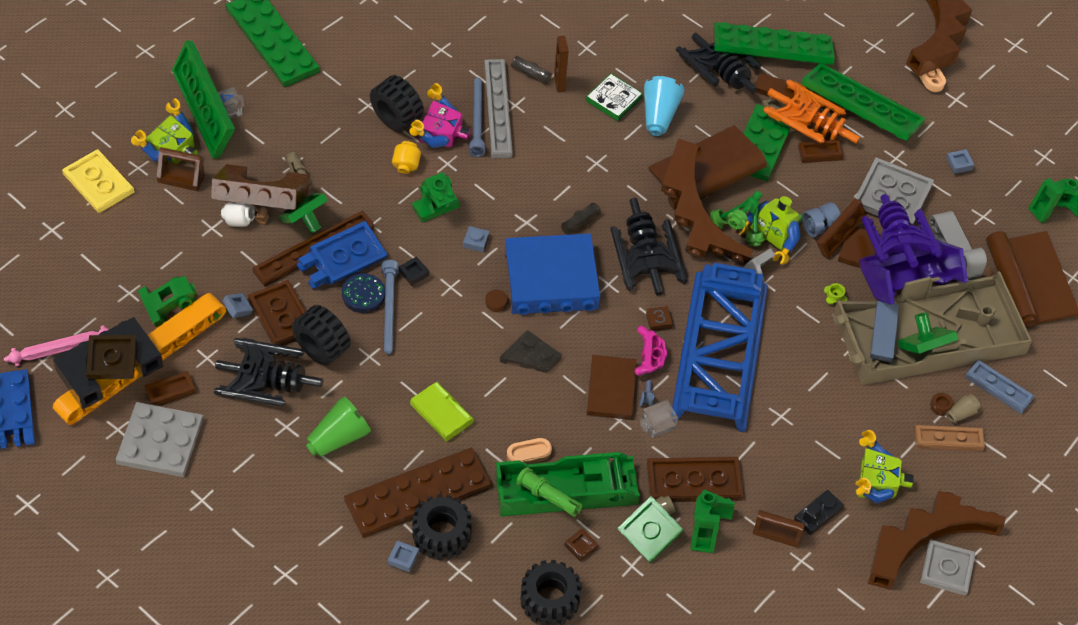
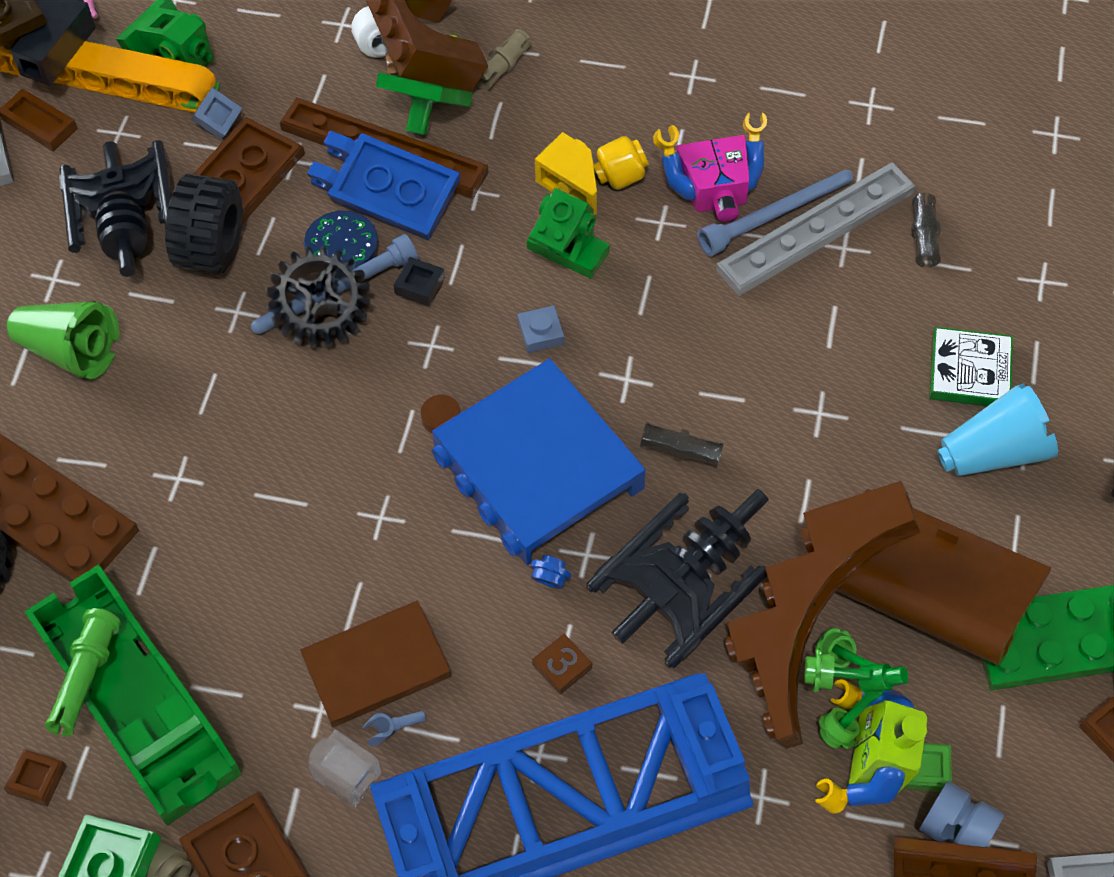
camera: 65 degrees right, 5 degrees up
(396, 103) = (696, 92): black tyre -> none
(397, 179) = (568, 167): none -> yellow slope
(401, 307) = (303, 289): none -> black gear
(441, 411) = (185, 451): lime piece -> none
(530, 451) = (177, 609): light nougat tile -> none
(531, 353) = (370, 514): clear smoke wing -> none
(561, 63) = (946, 248): reddish brown tile -> none
(612, 298) = (550, 572): none -> blue plate
(653, 352) = (473, 689): dark pink piece -> none
(759, 261) = (783, 759): light grey tile -> none

